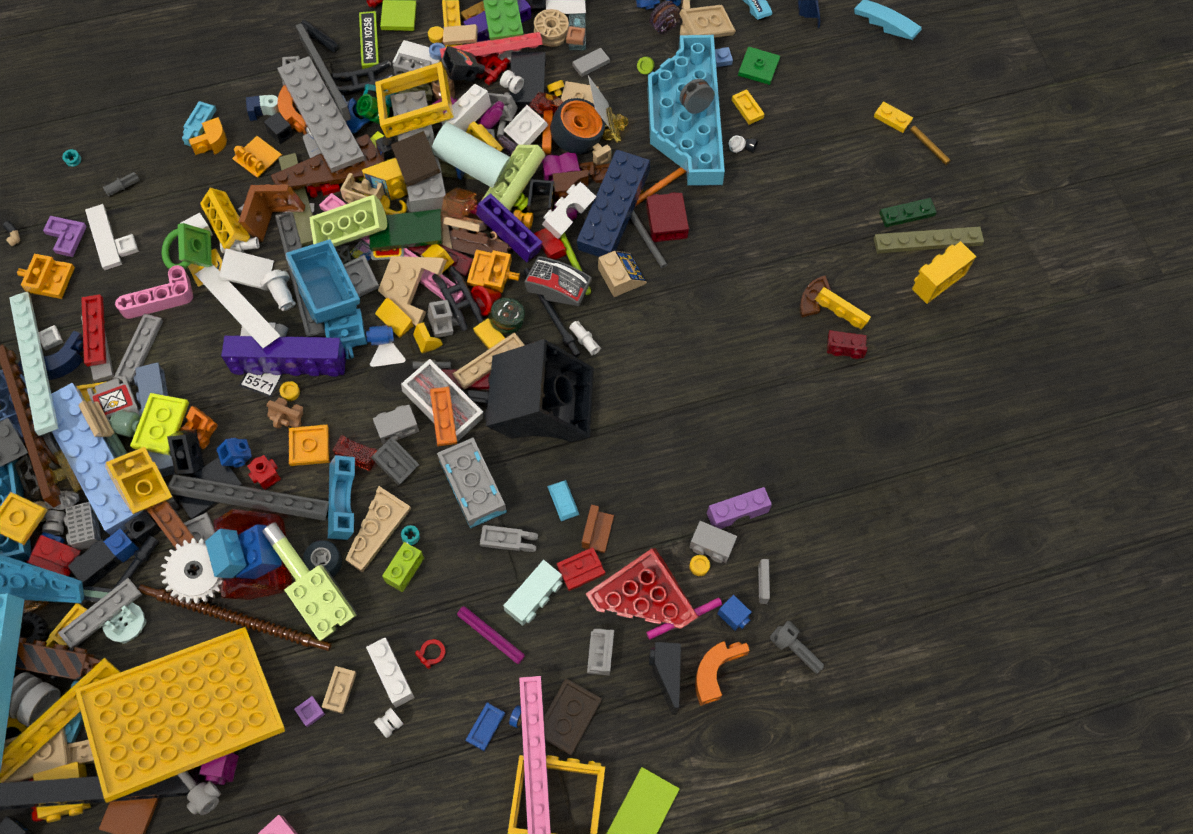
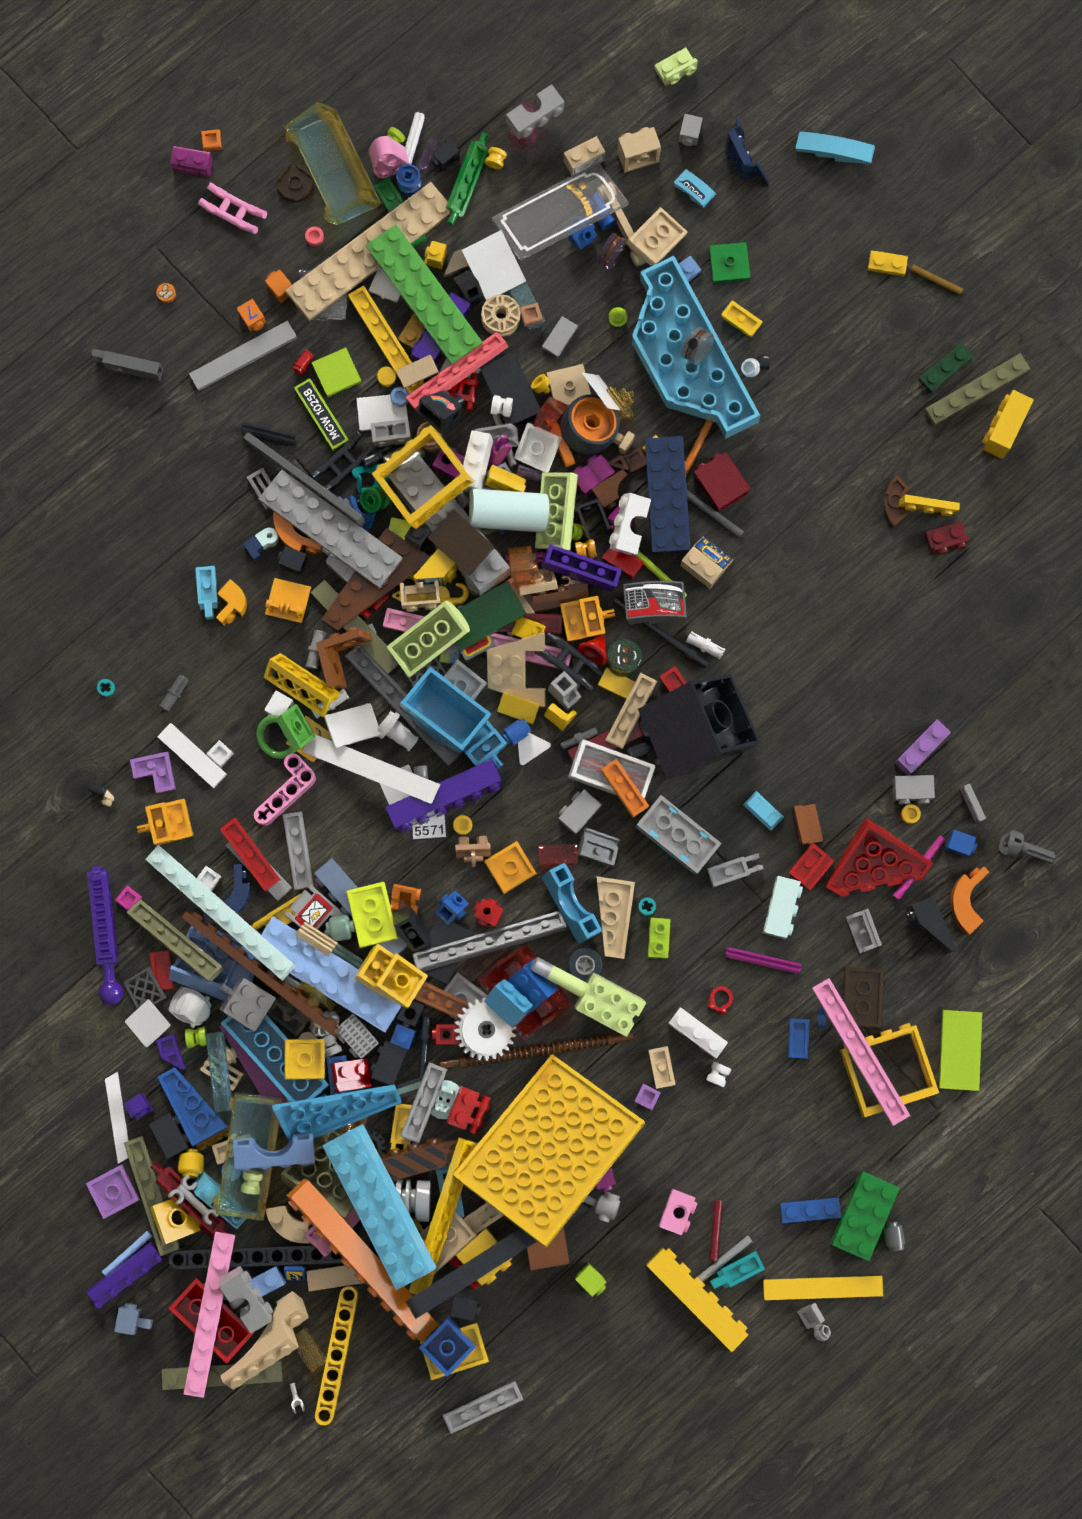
camera: 25 degrees left, 15 degrees up
(133, 636) = (463, 1107): none -> red plate
(155, 558) = (437, 1035): none -> red brick

